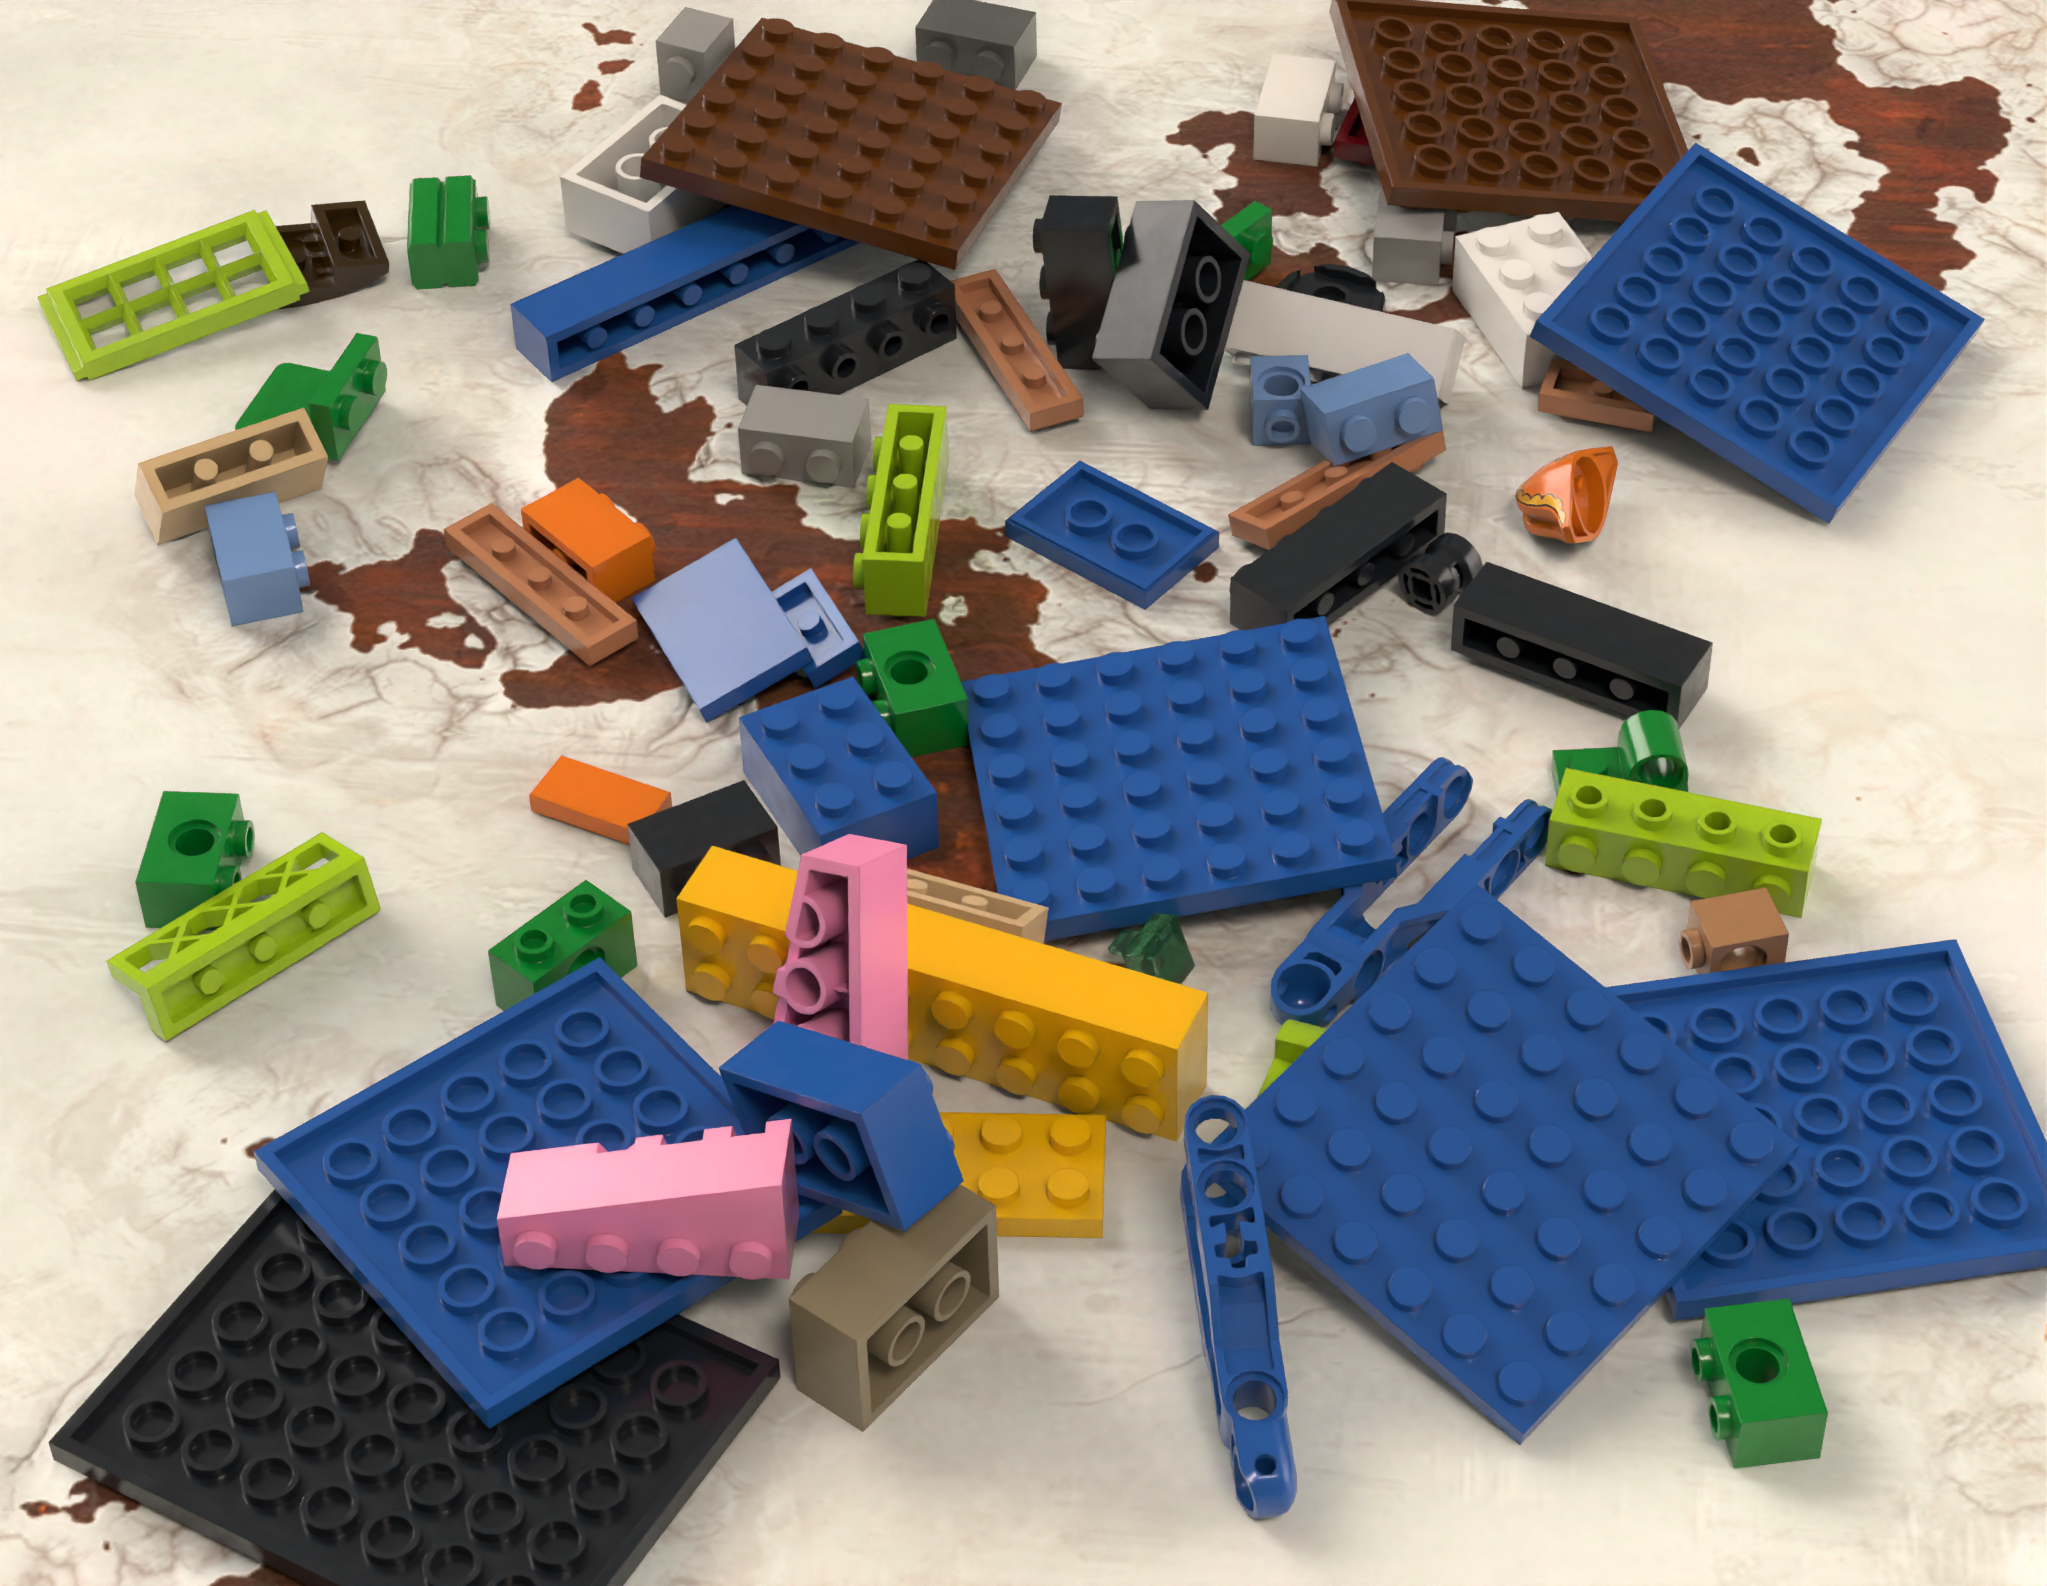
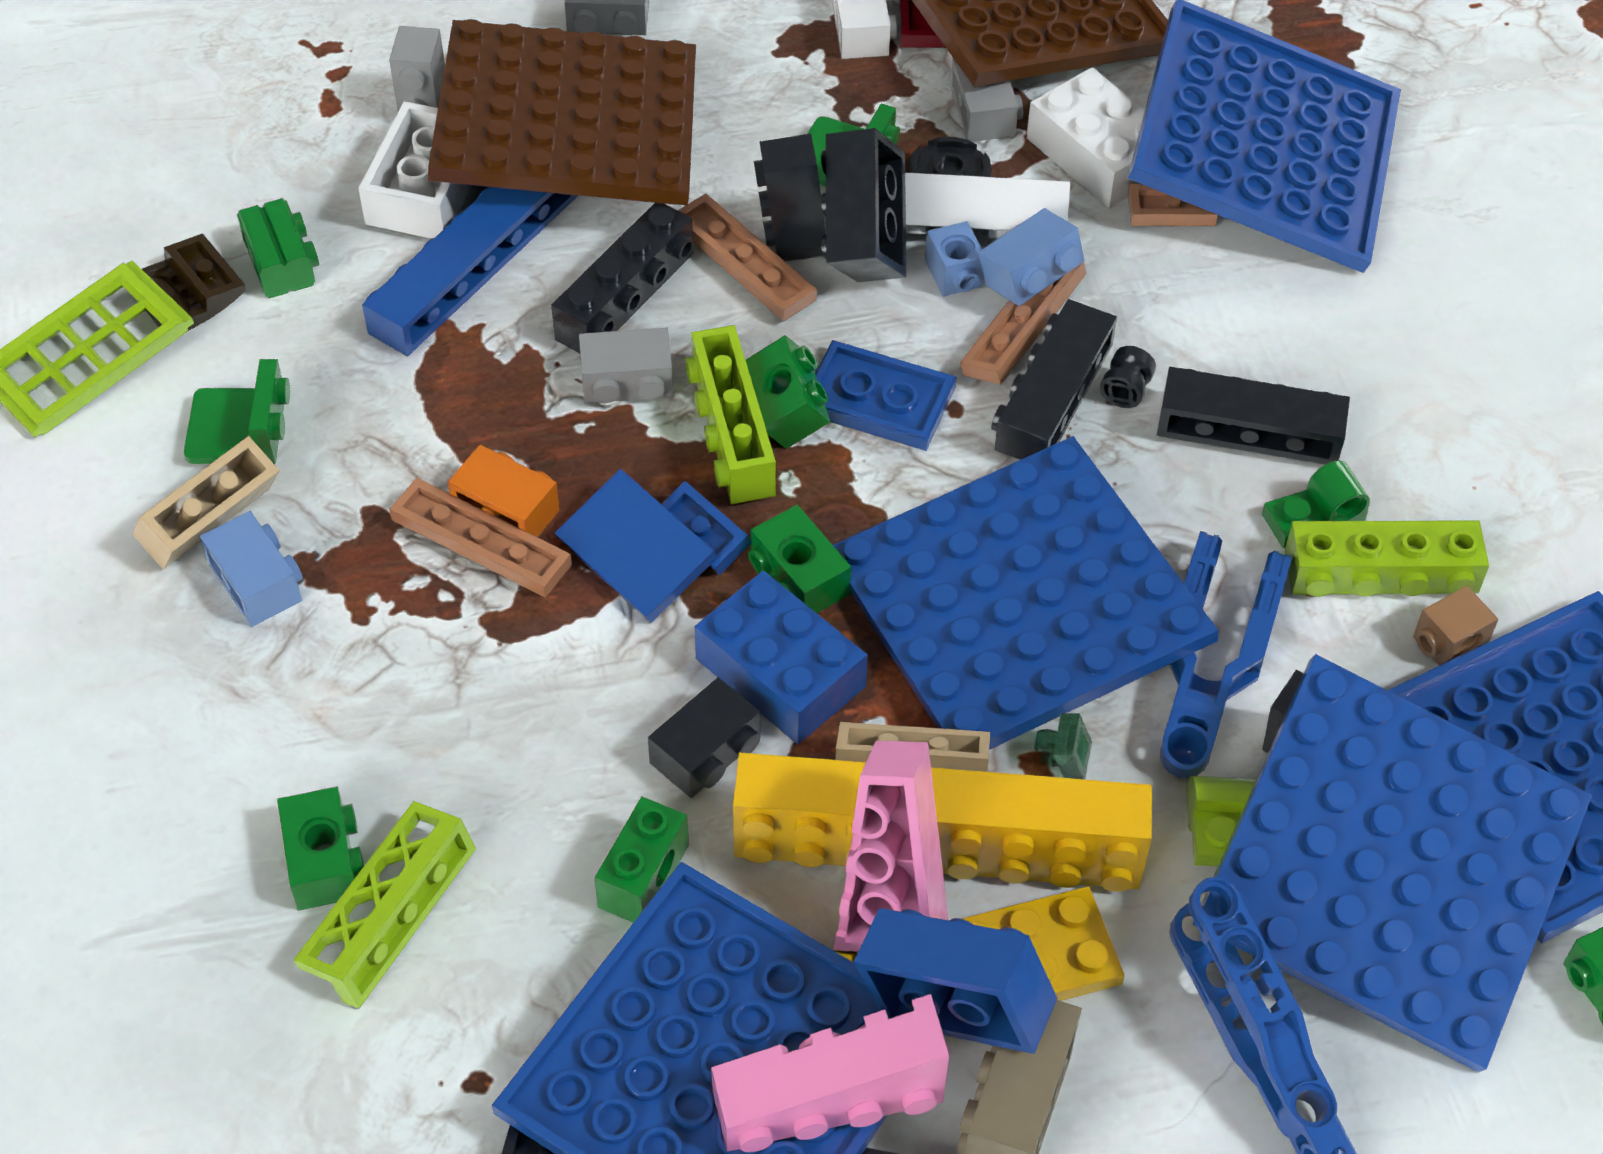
camera: 20 degrees left, 10 degrees up
(595, 798) = (604, 713): orange tile -> none
(985, 499) = (788, 391): none -> green brick
(1569, 495) = (1186, 296): orange hat -> none

